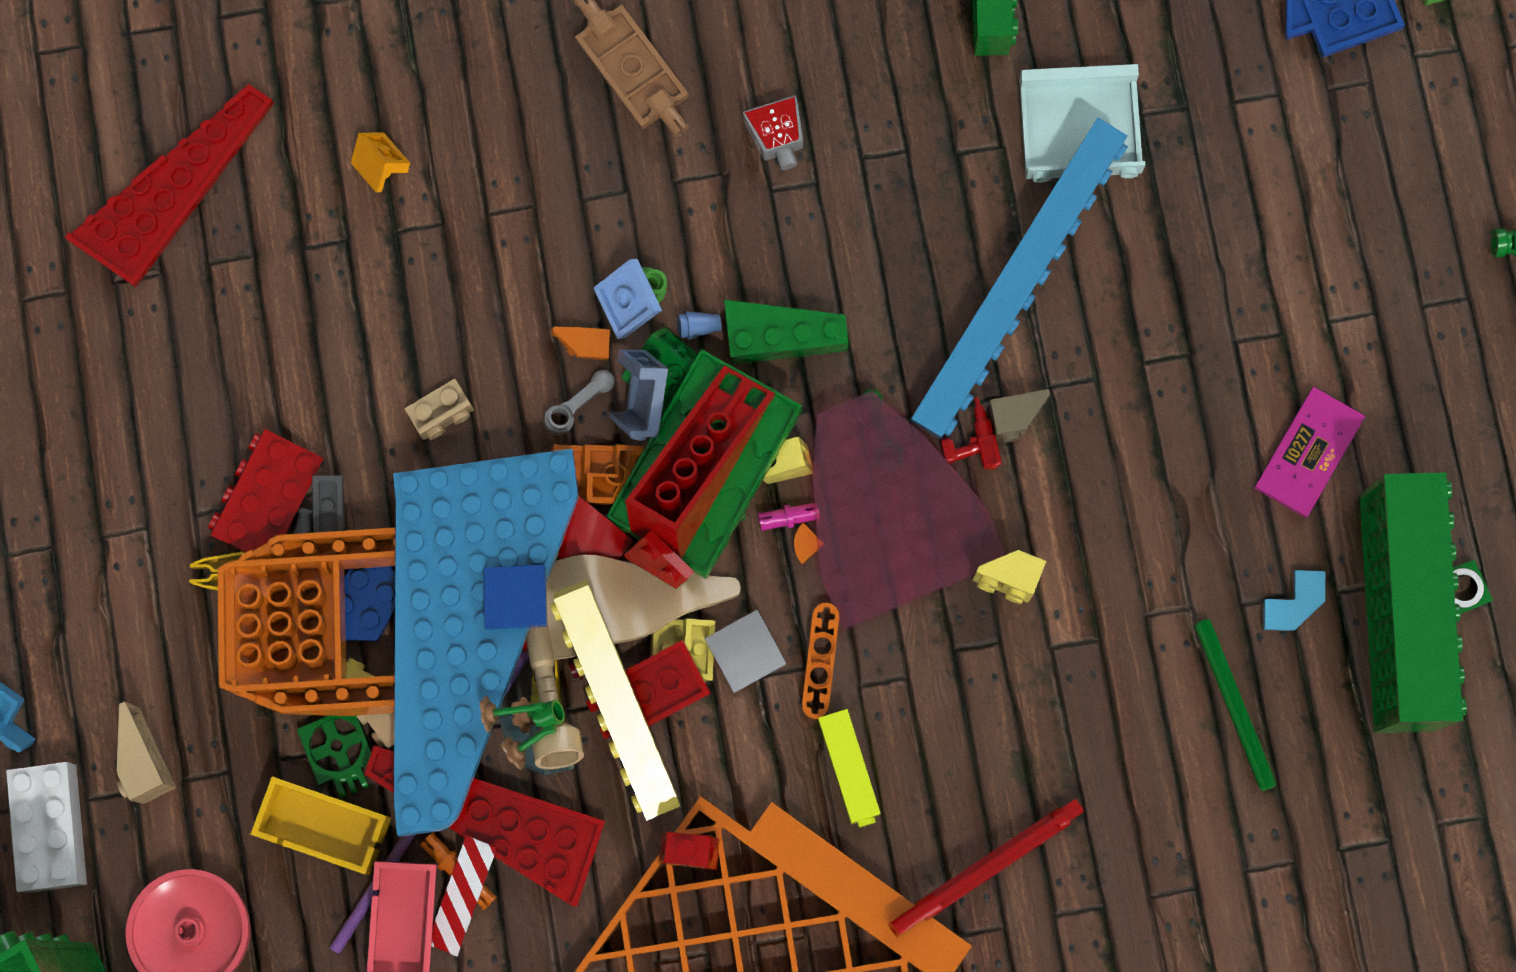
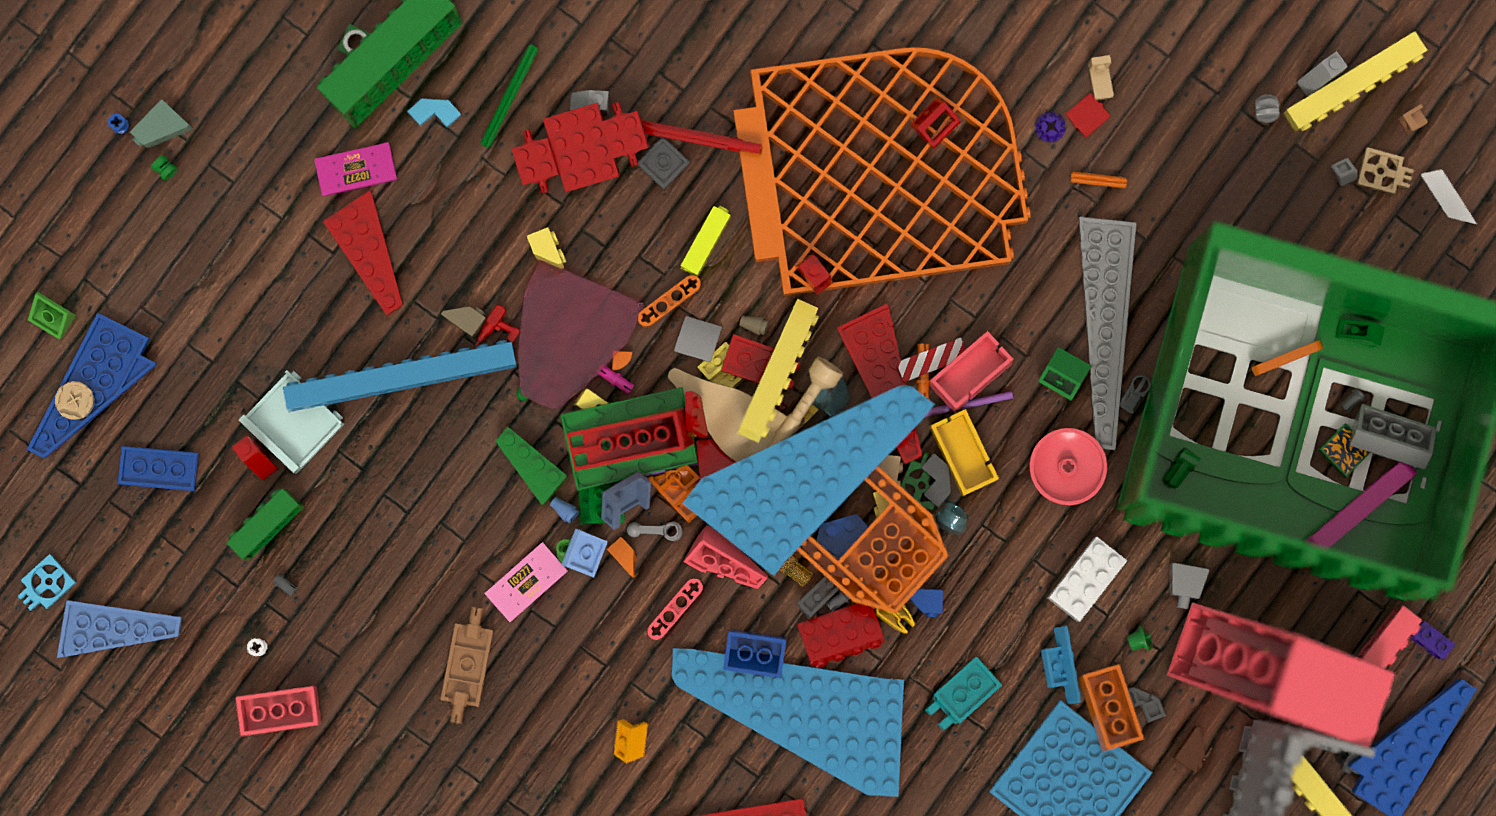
camera: 140 degrees left, 5 degrees up
(66, 567) = (964, 693): none -> teal tile
(139, 761) = (1018, 560): tan slope -> none
(196, 392) = (823, 715): none -> dark azure wing
(198, 626) = (928, 601): none -> blue slope
(262, 740) = (952, 519): none -> clear light blue piece
(310, 762) = (940, 473): none -> dark grey tile
(336, 379) = (754, 653): none -> blue slope
(376, 512) = (796, 571): none -> clear yellow piece
(439, 410) = (721, 592): tan bracket -> none
(474, 342) = (678, 611): none -> coral beam
(491, 437) = (719, 555): none -> coral wedge
(515, 597) = (776, 457): blue tile -> none
(525, 716) = (825, 402): plant -> none
(660, 210) = (526, 582): none -> bright pink tile
(700, 731) = (755, 324): none -> dark tan cone
(776, 130) = (433, 562): torso -> none
(988, 807) = (663, 163): none -> dark grey tile
(1078, 44) = (255, 457): none -> red slope
(1094, 725) = (580, 147): none -> red piece
(1139, 789) = (589, 97): none -> light grey slope
(1214, 383) = (363, 242): none -> red wing

